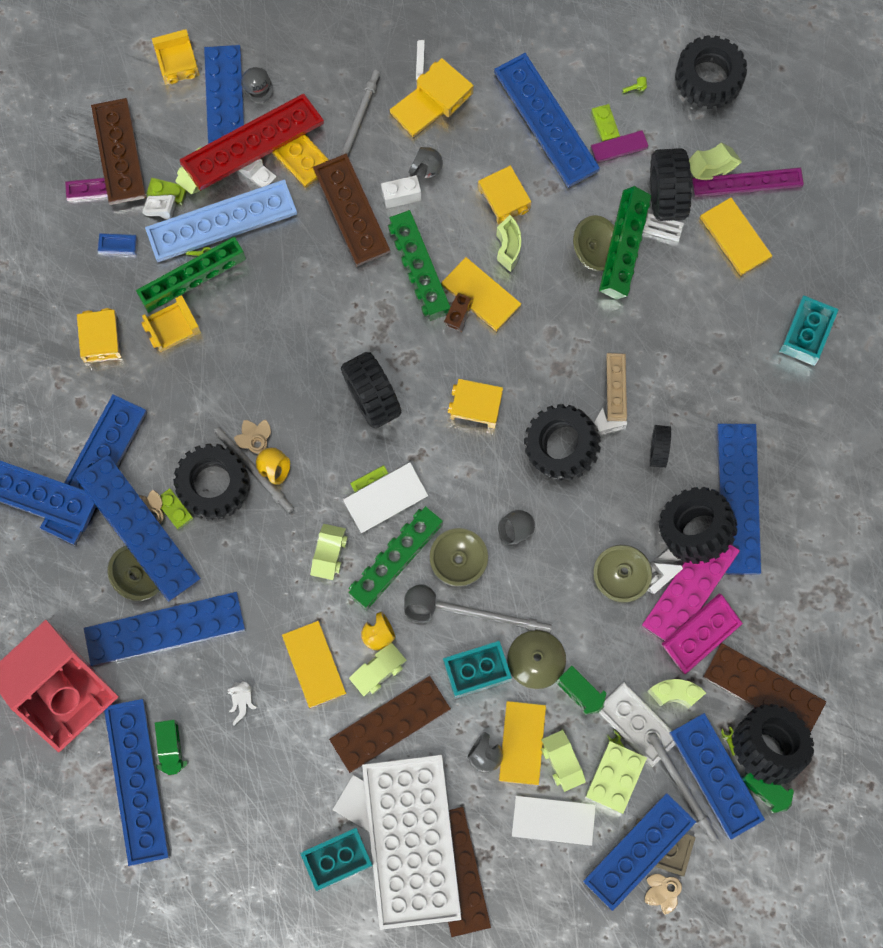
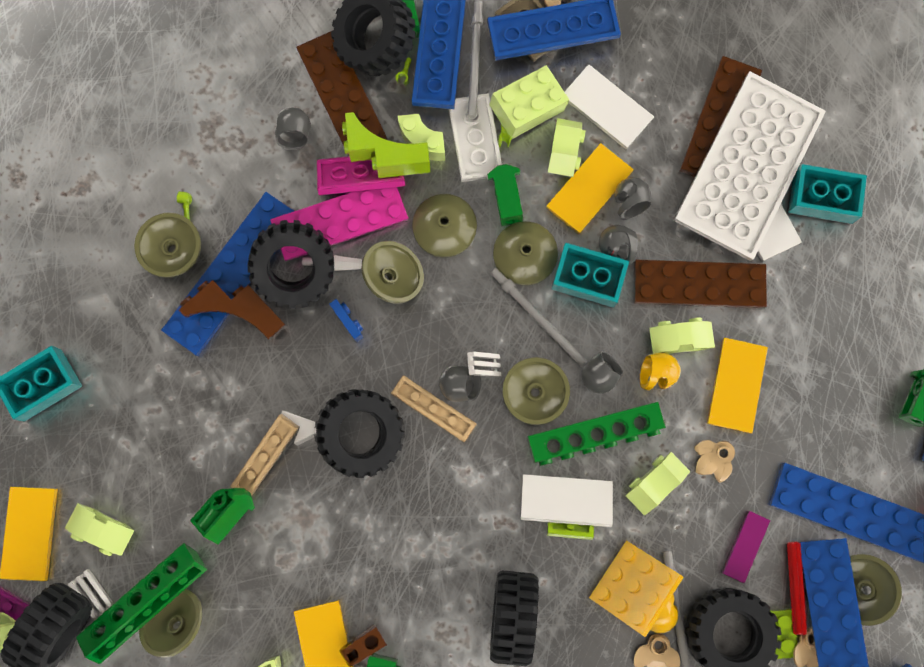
camera: 145 degrees left, 5 degrees up
(184, 544) = (797, 593): none -> red axle
(236, 551) = (746, 546): none -> magenta tile
(240, 696) = (825, 400): white piece -> none
(297, 595) = (712, 461): none -> tan plate
(299, 467) = (636, 588): none -> yellow plate
(475, 712) = (614, 242): none -> dark grey helmet
(476, 402) = (412, 536): yellow panel -> none
(501, 558) = (493, 364): none -> white tile
(523, 500) = (433, 408): none -> tan tile
(610, 653) = (445, 239): none -> olive dish
(616, 330) = (222, 513): none -> green piece
(637, 521) = (352, 326): none -> blue plate
(660, 446) = (267, 366): black tyre -> none
(665, 573) = (352, 247): white slope -> none
(688, 652) = (387, 157): none -> lime arch
(690, 267) = (99, 530): none -> yellowish green brick
(710, 476) = (245, 305): none -> reddish brown arch
(780, 636) = (292, 120): none -> dark grey helmet
(803, 472) = (158, 236): none -> olive dish
(816, 528) = (186, 199): none -> lime hand

